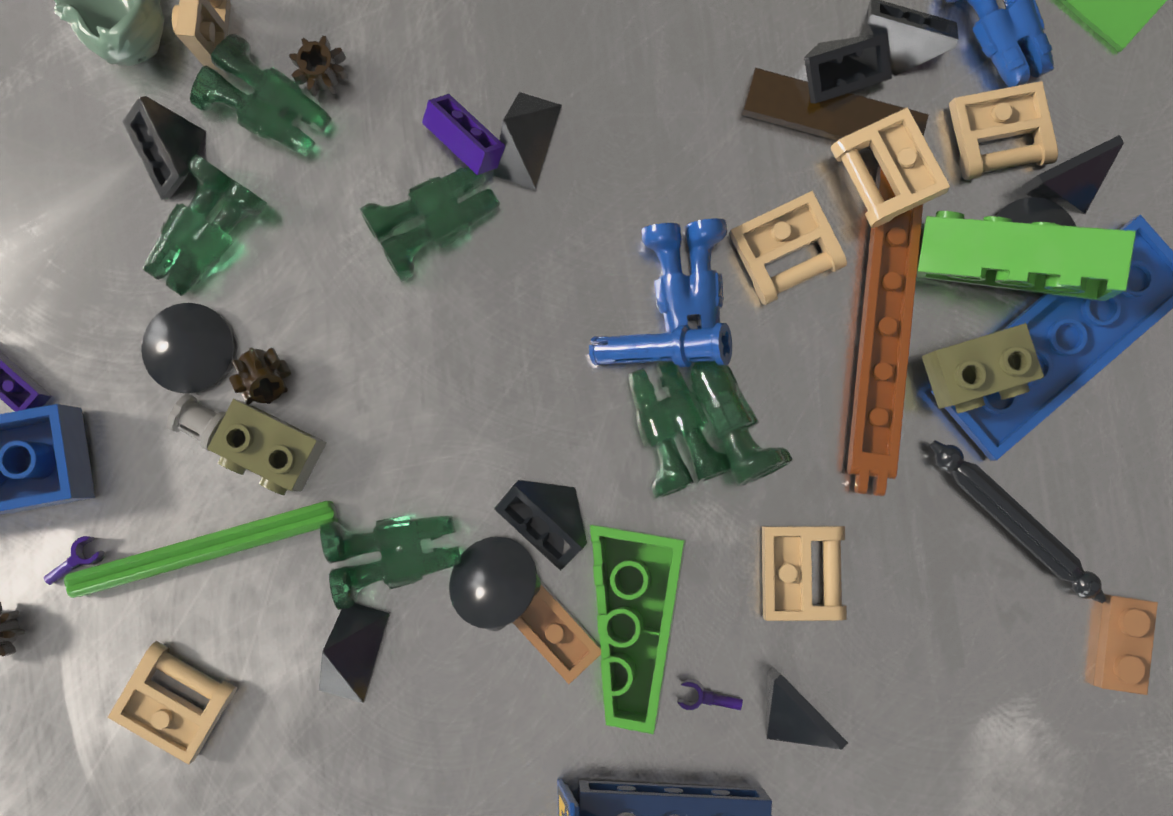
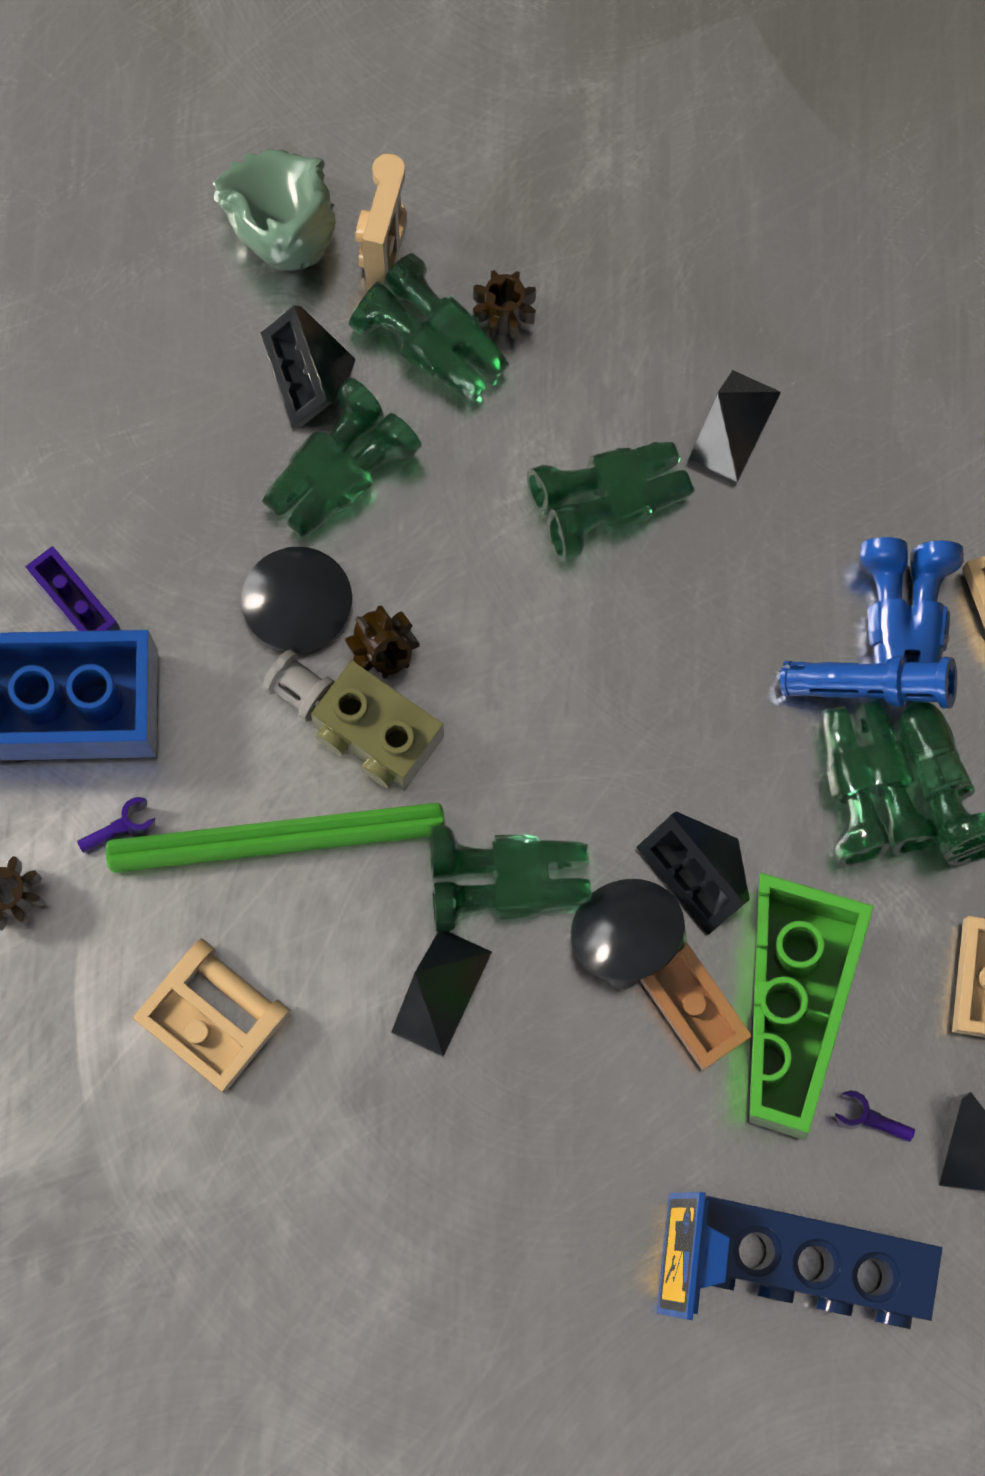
camera: 10 degrees right, 10 degrees down
(463, 134) = (663, 404): dark purple piece -> none

